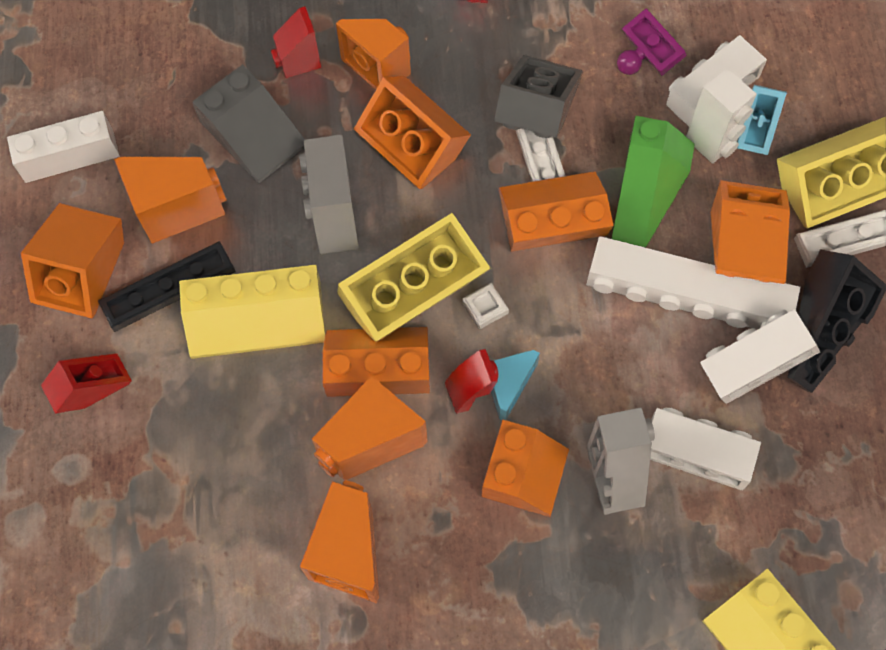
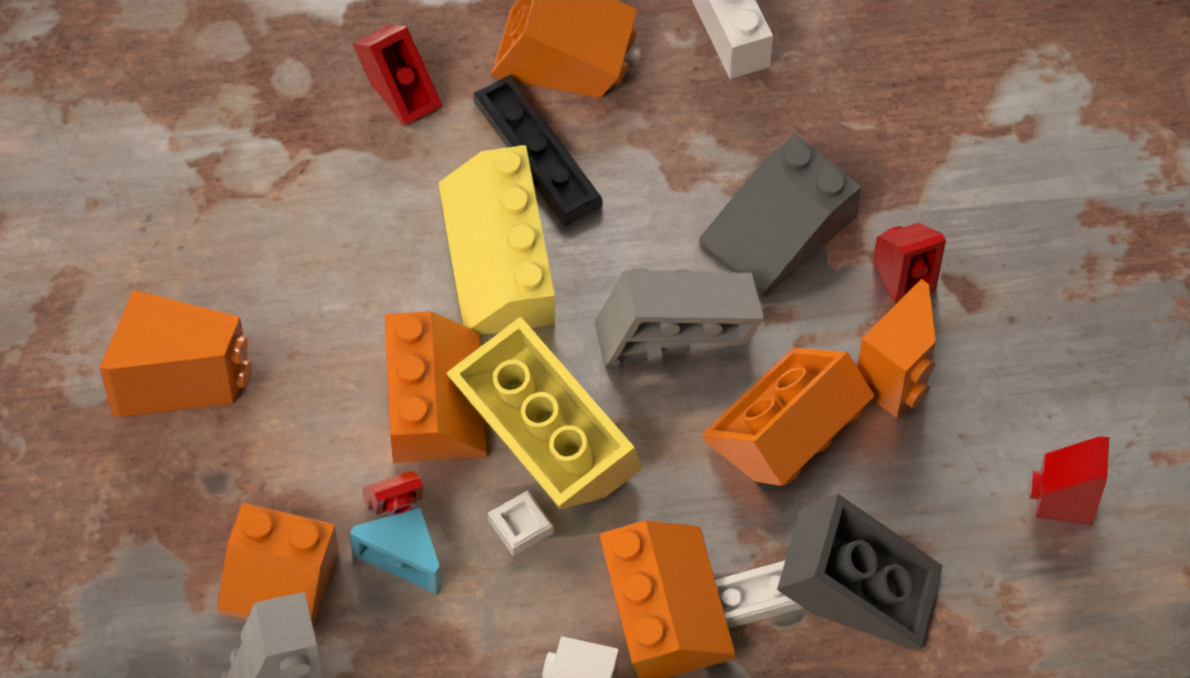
camera: 85 degrees right, 10 degrees down
(171, 193) = (651, 123): orange slope -> none
(368, 432) = (324, 371): orange slope -> none

